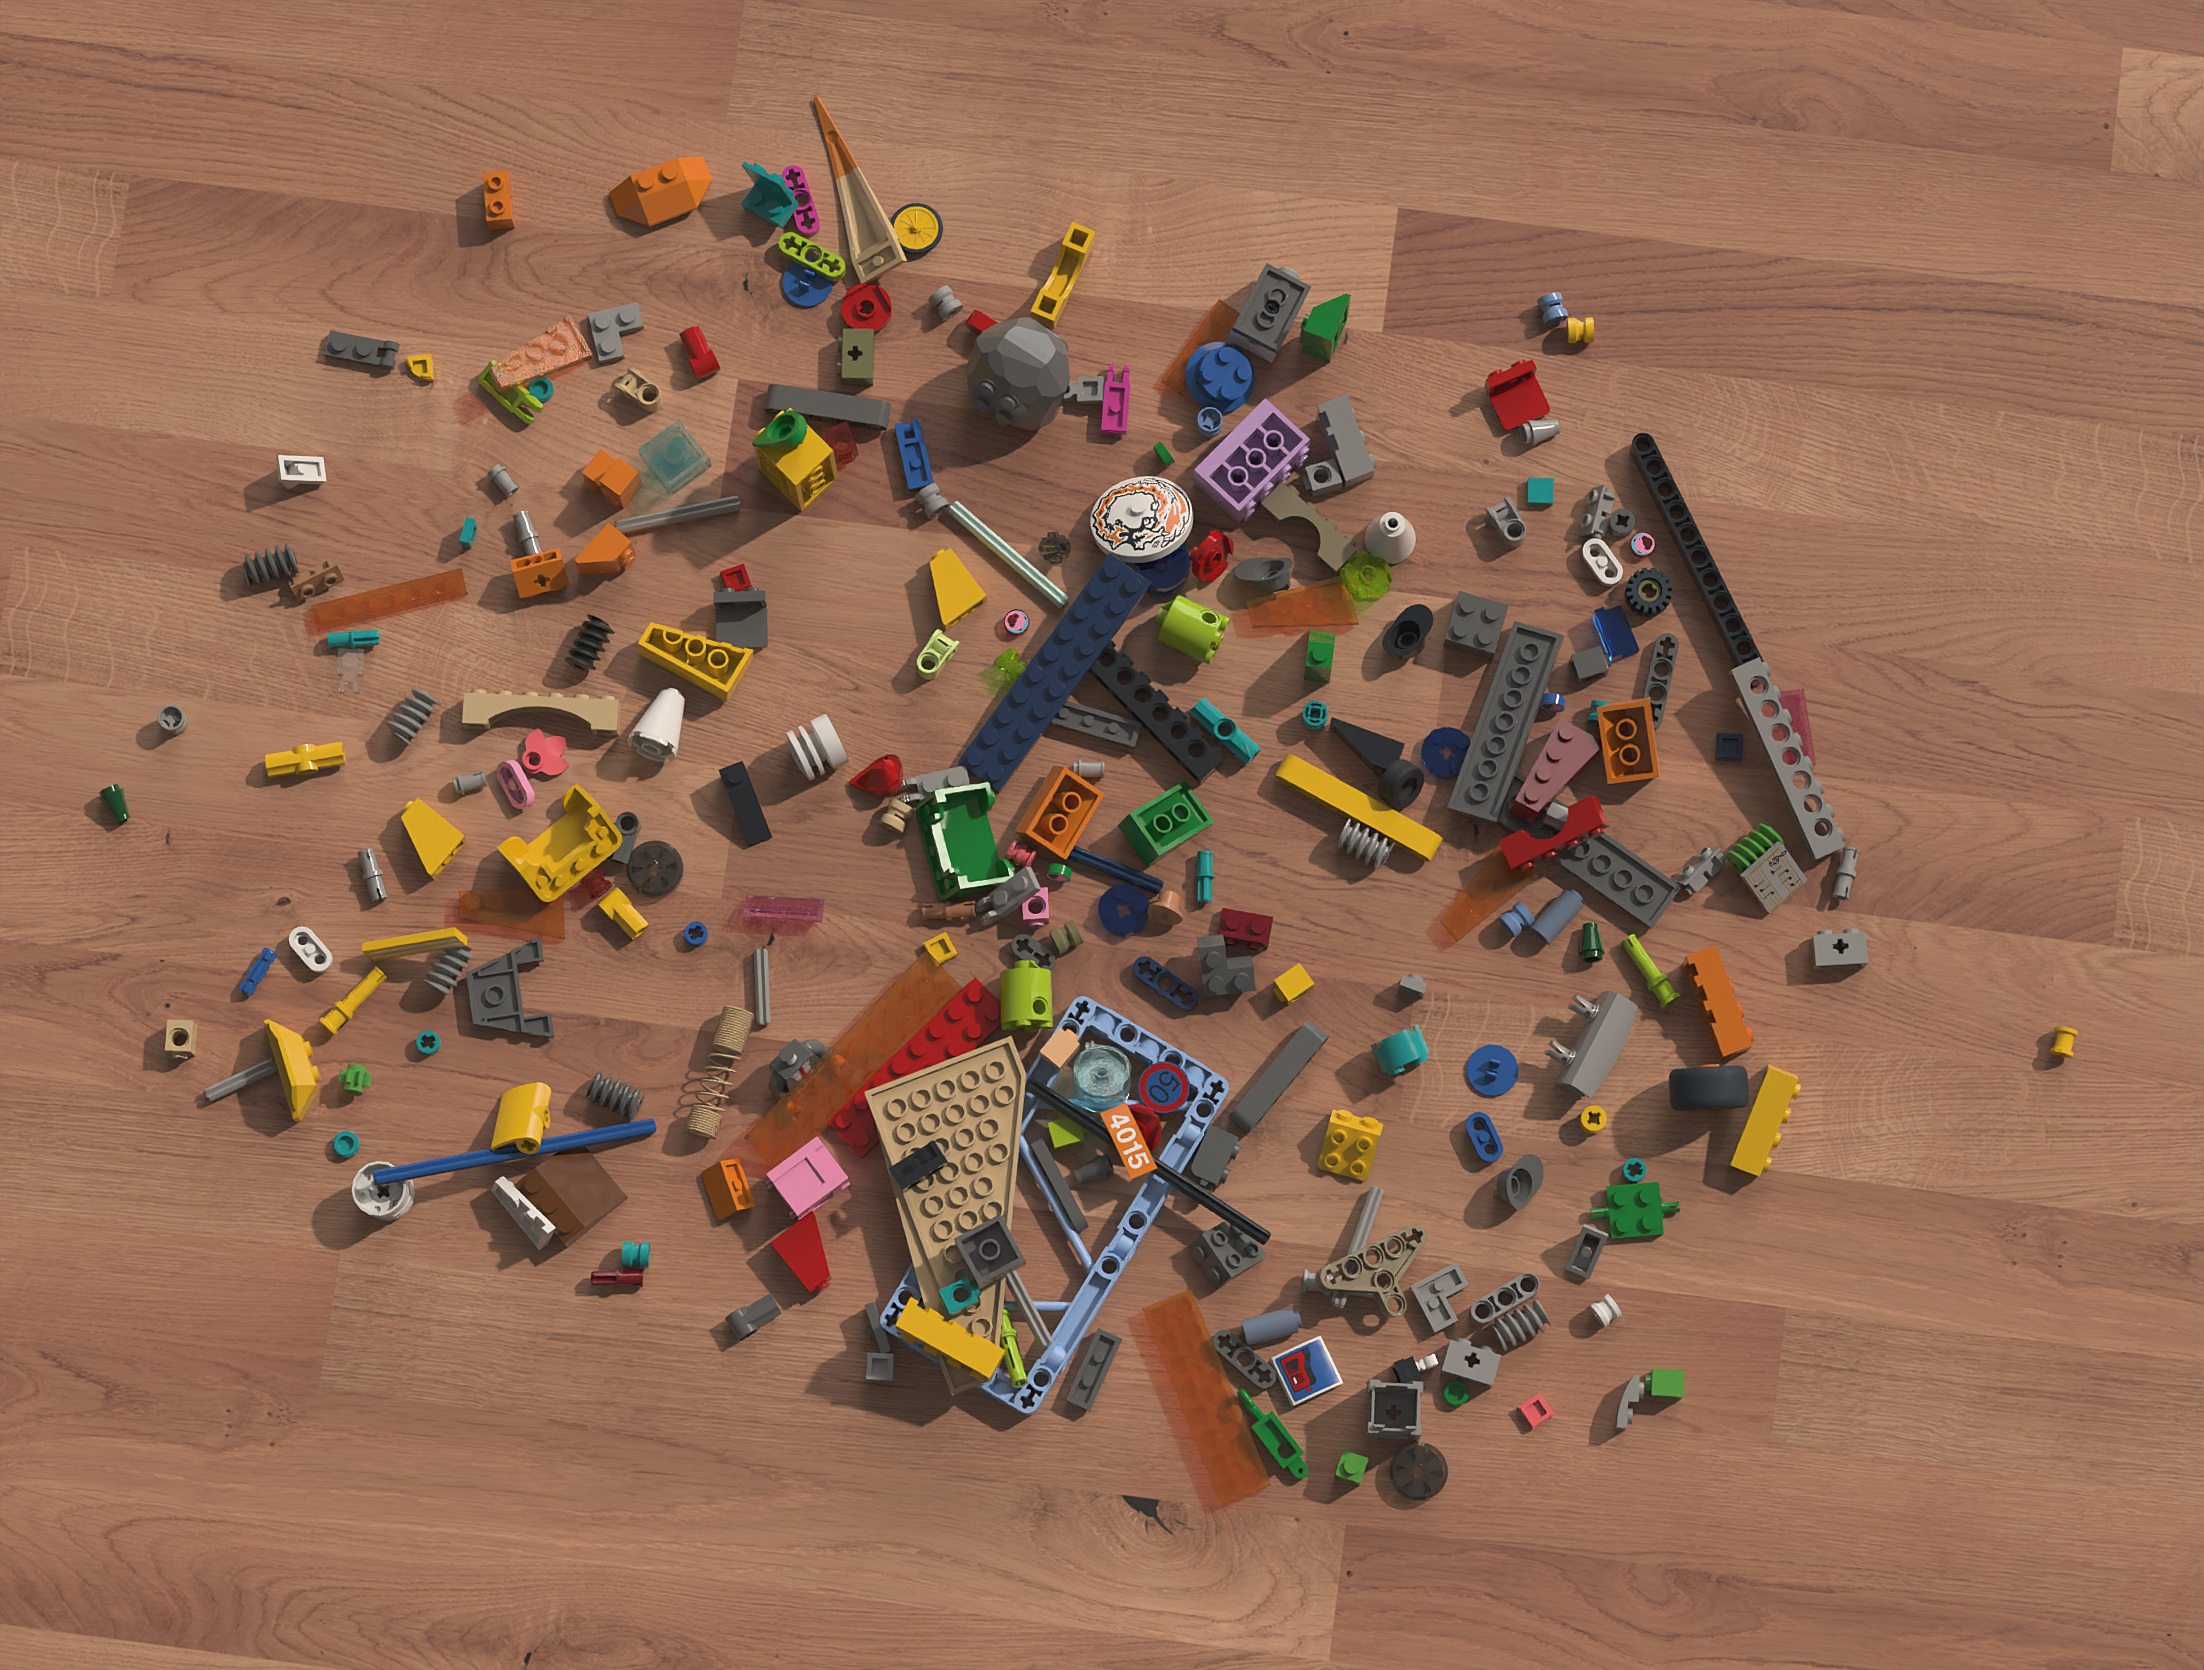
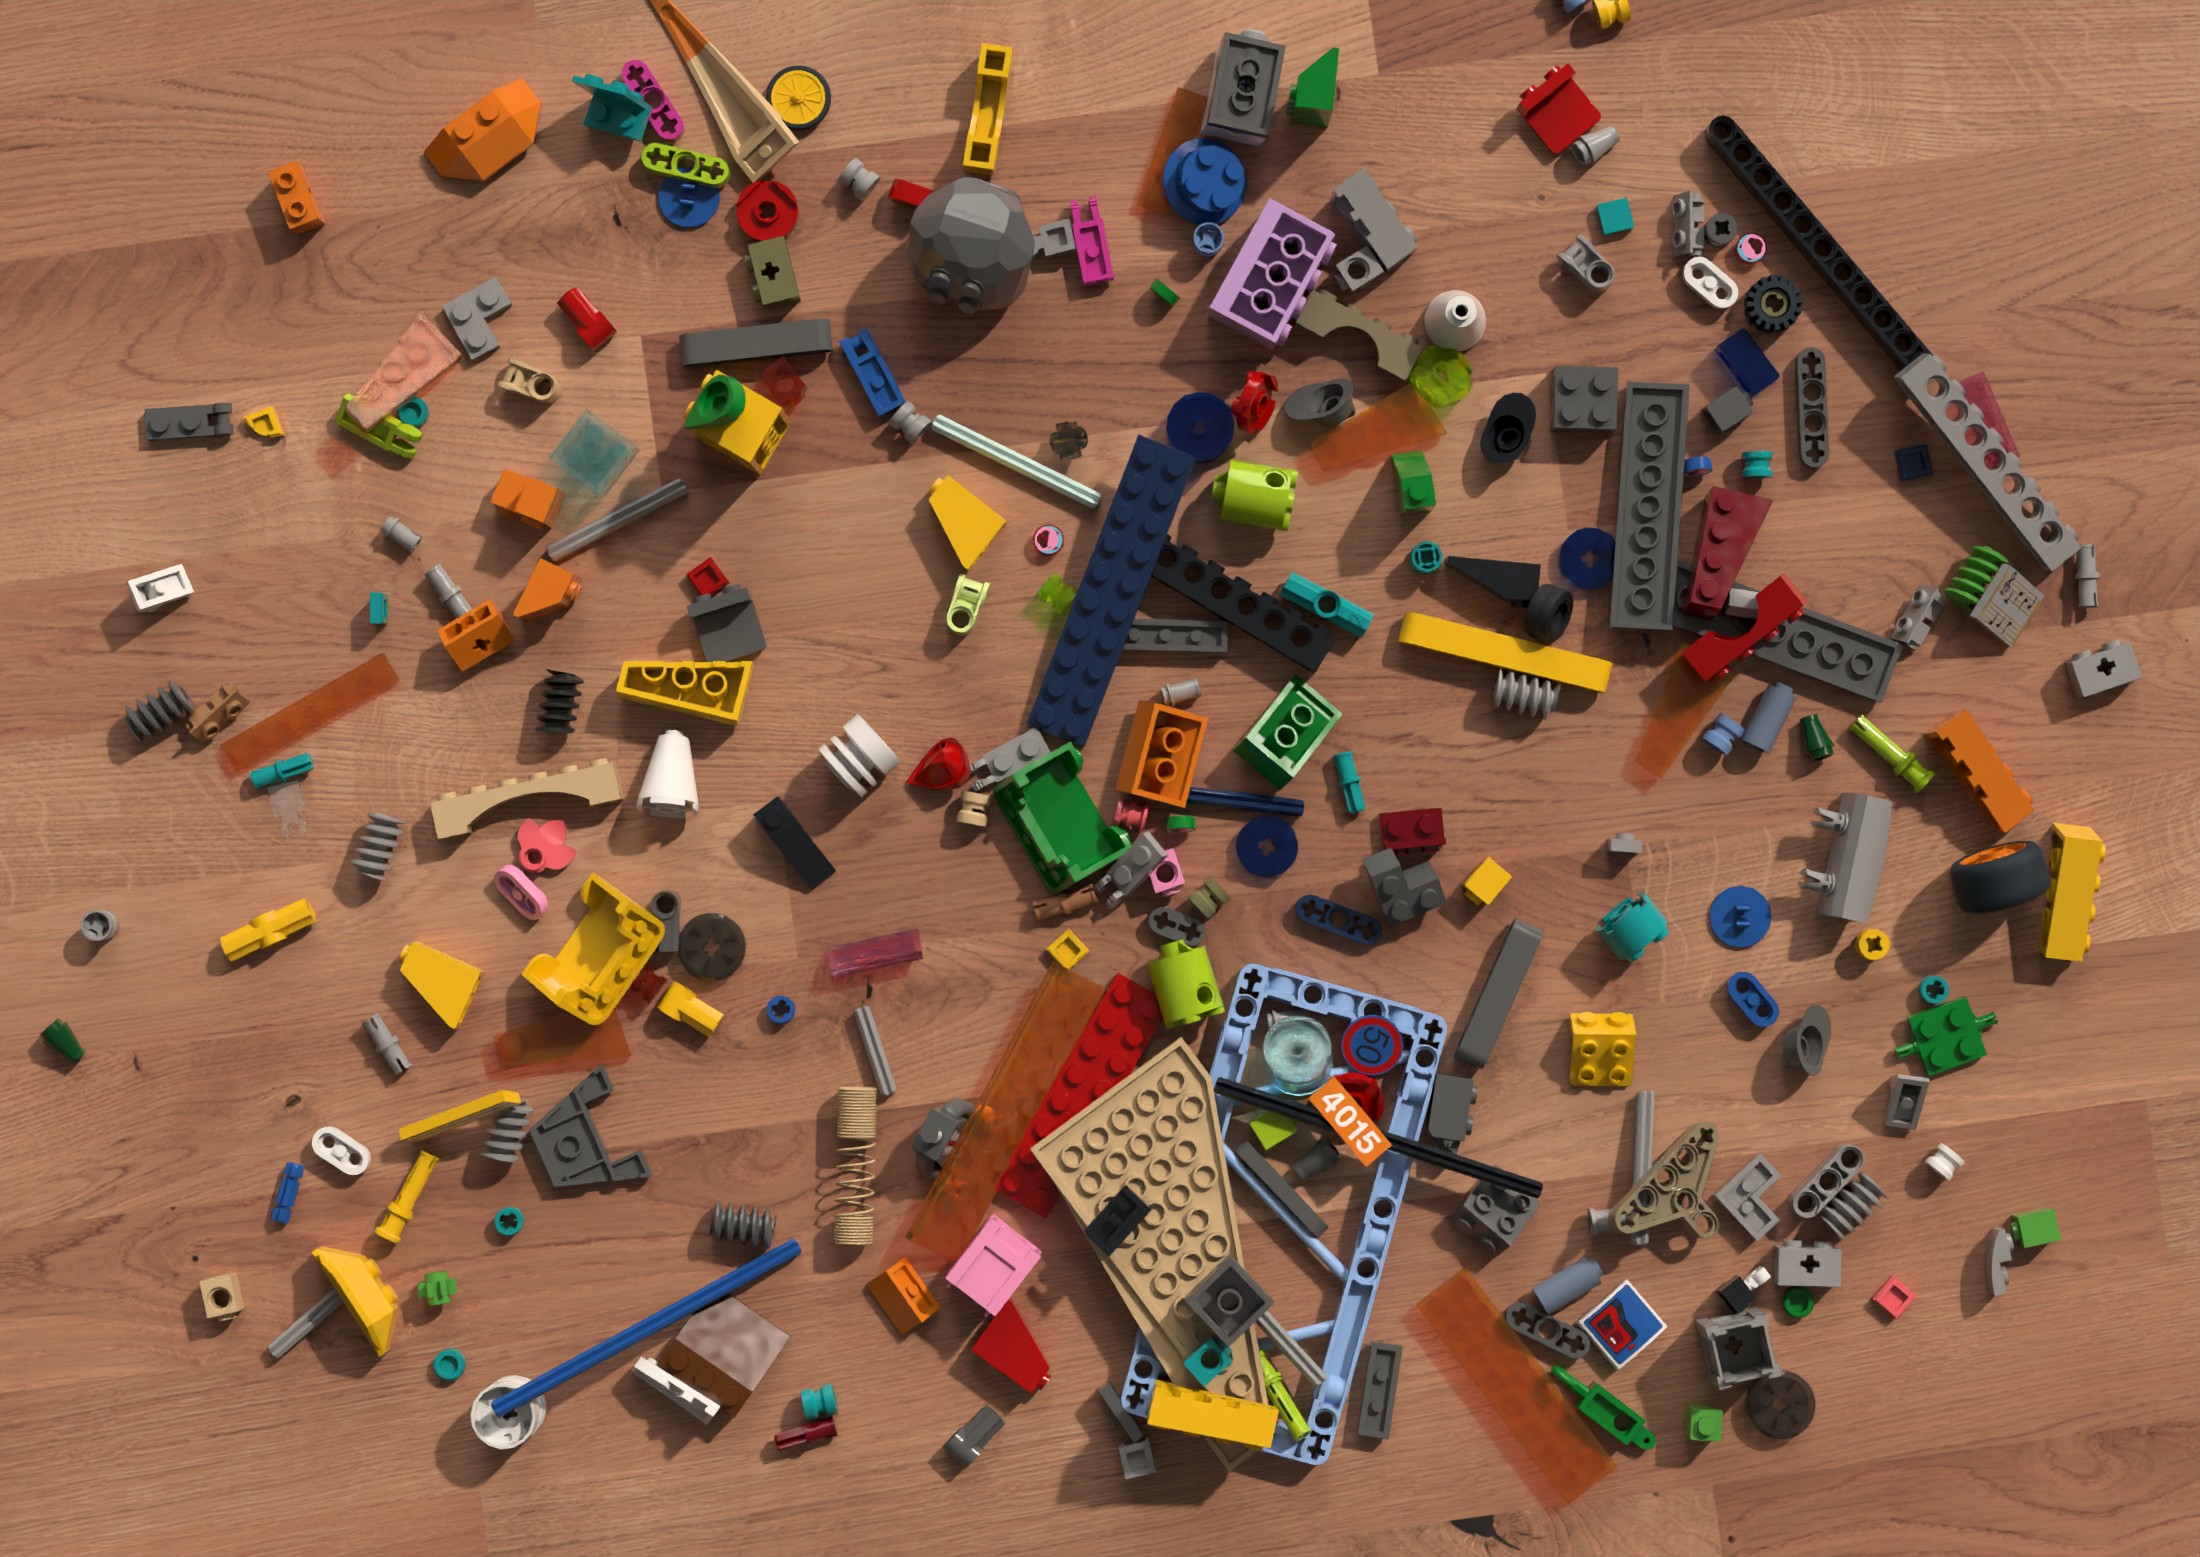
camera: 15 degrees left, 10 degrees up
(469, 782) = (466, 903): light grey pin -> none
(523, 1117) = (644, 1284): yellow panel -> none
(1060, 1048) = (1242, 1035): light nougat brick -> none
(1142, 519) = (1162, 380): dish -> none
(1166, 909) = (1316, 832): nougat piece -> none
(1628, 741) = (1800, 491): orange slope -> none

